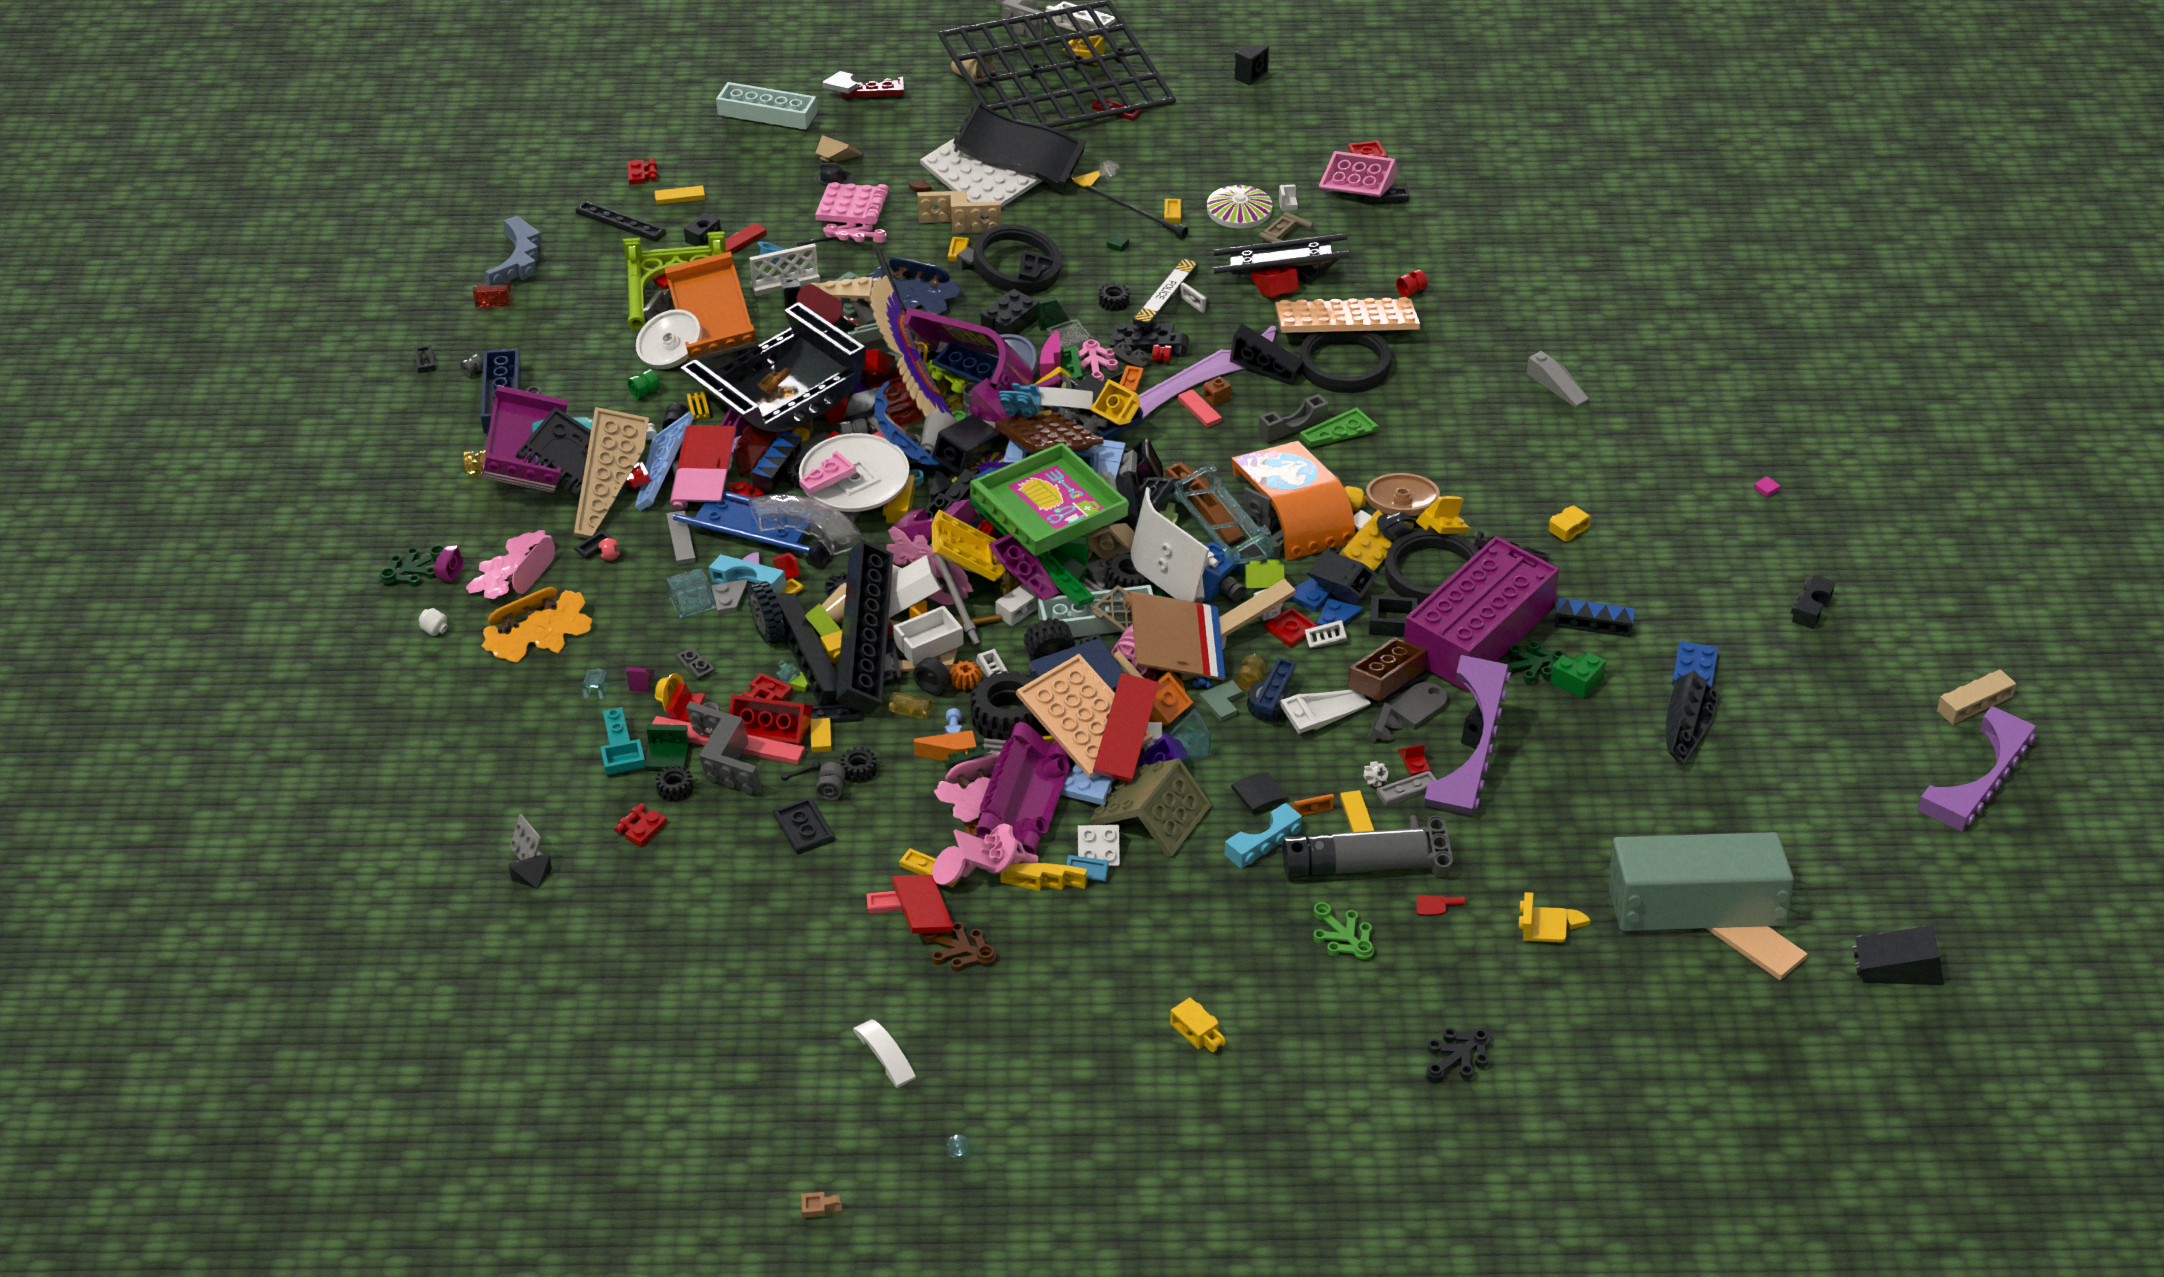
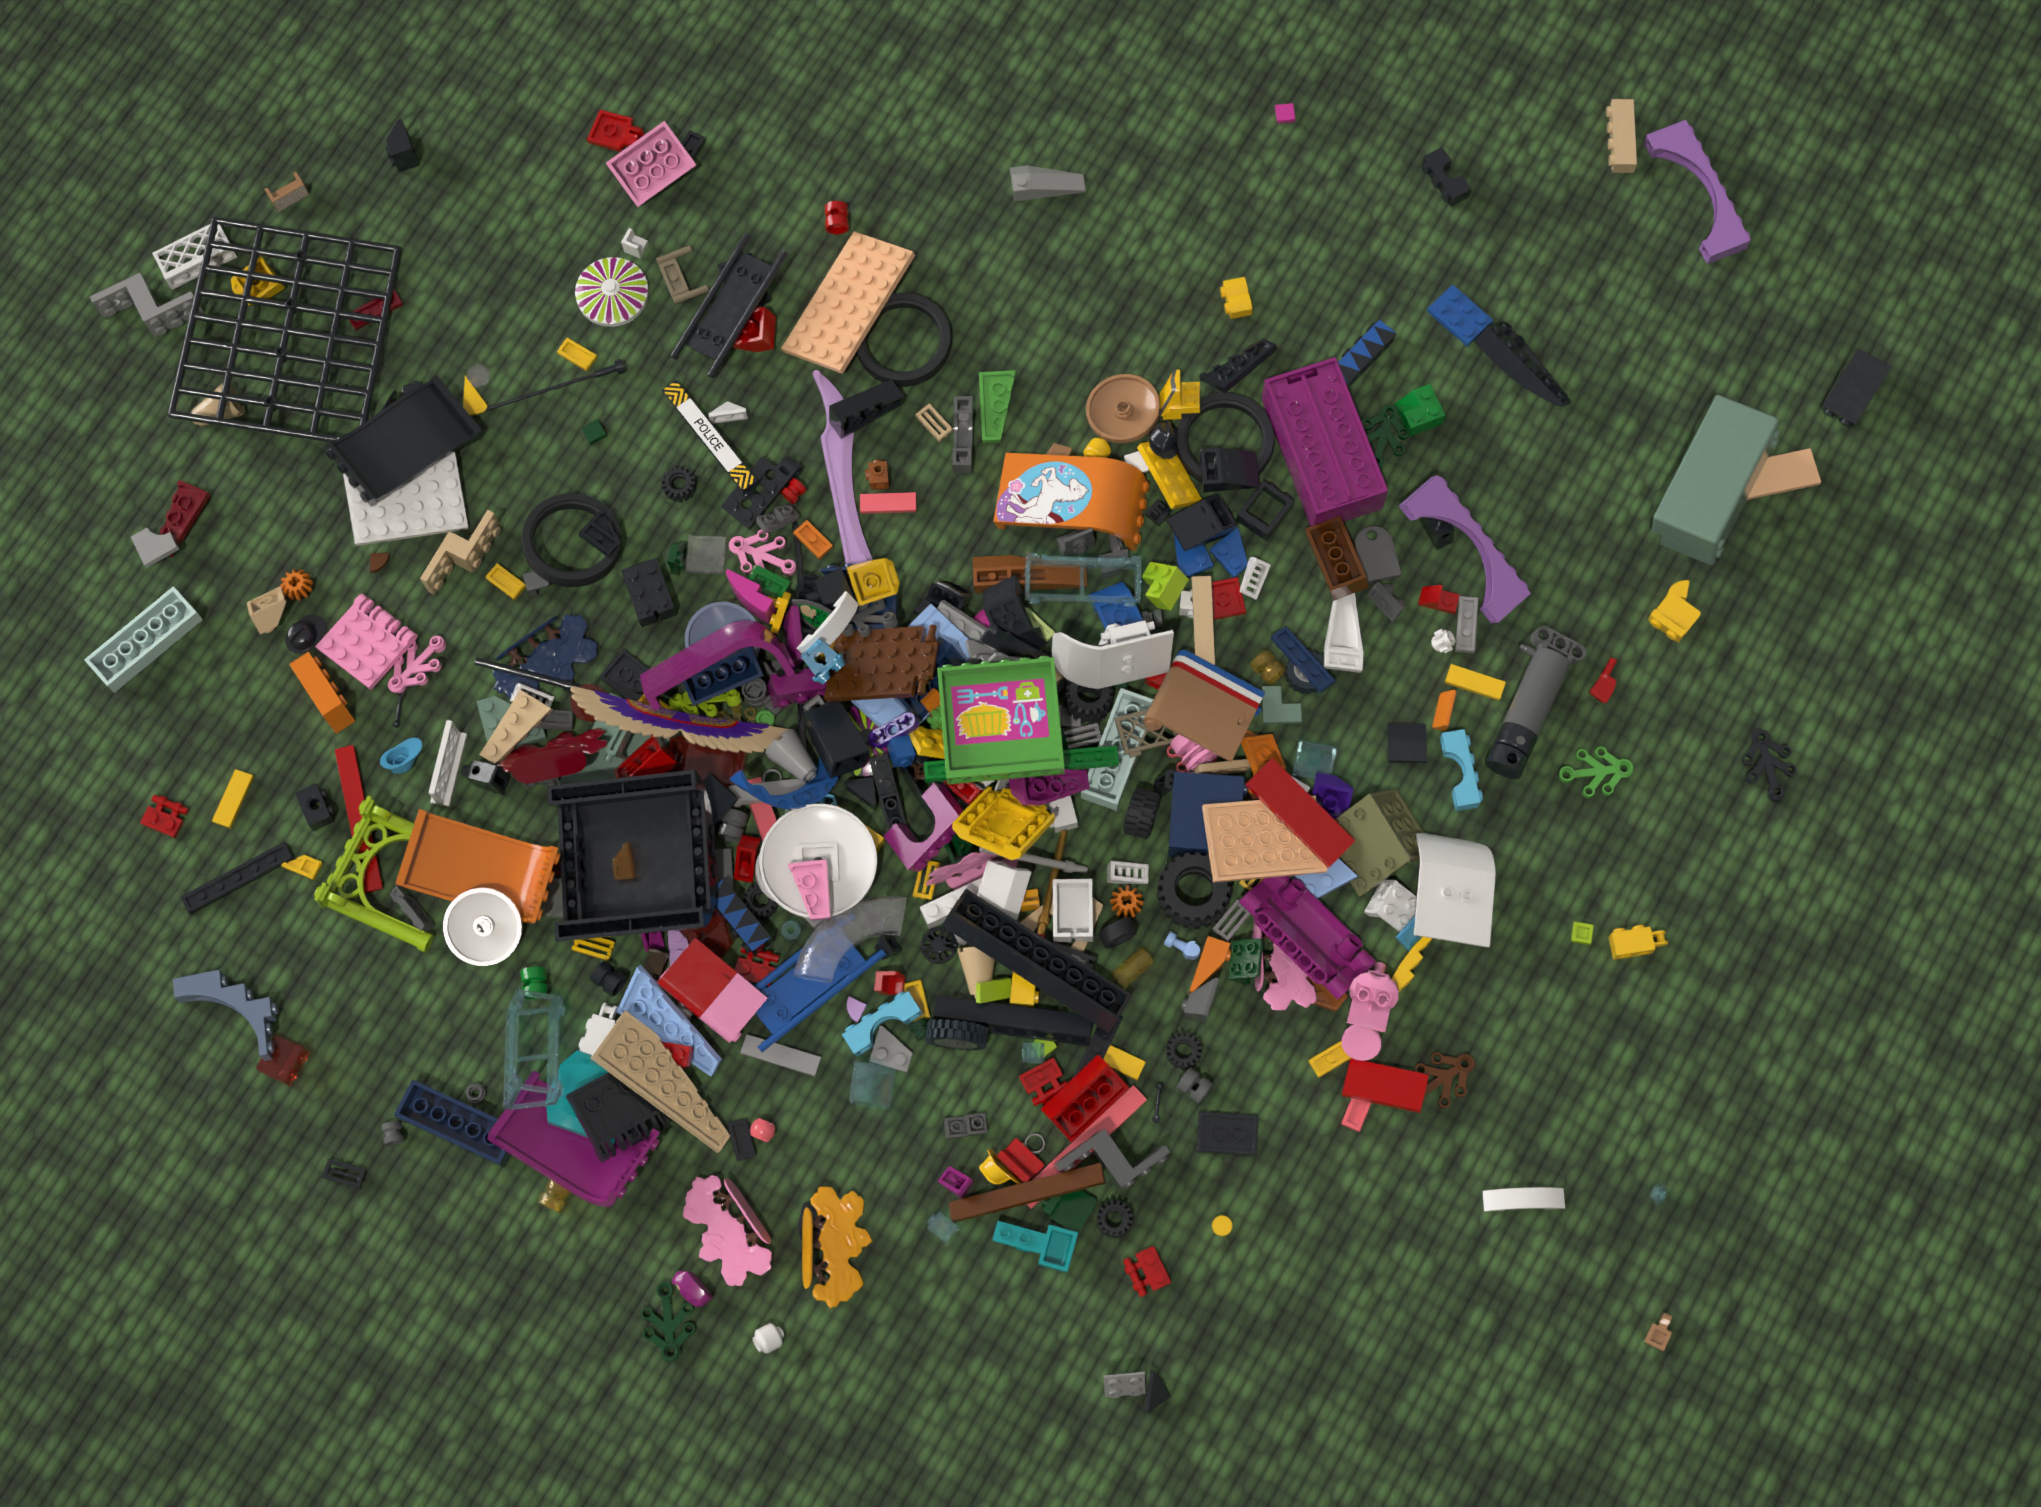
camera: 55 degrees left, 30 degrees up
(543, 382) = (512, 1082): none -> clear light blue windscreen
(652, 244) = (304, 866): none -> yellow tile
(658, 710) = (1027, 1192): none -> reddish brown tile
(715, 855) = (1222, 1226): none -> yellow tile
(792, 197) = (322, 692): none -> orange wedge
(868, 155) = (296, 584): none -> orange gear
(913, 755) = (1200, 1001): none -> dark grey slope
(1137, 859) = (1454, 890): none -> white door
(1166, 36) = (288, 194): none -> medium nougat panel
(1177, 987) = (1581, 933): none -> lime tile
(1291, 394) = (944, 434): none -> tan tile
(1402, 566) = (1228, 469): none -> black slope

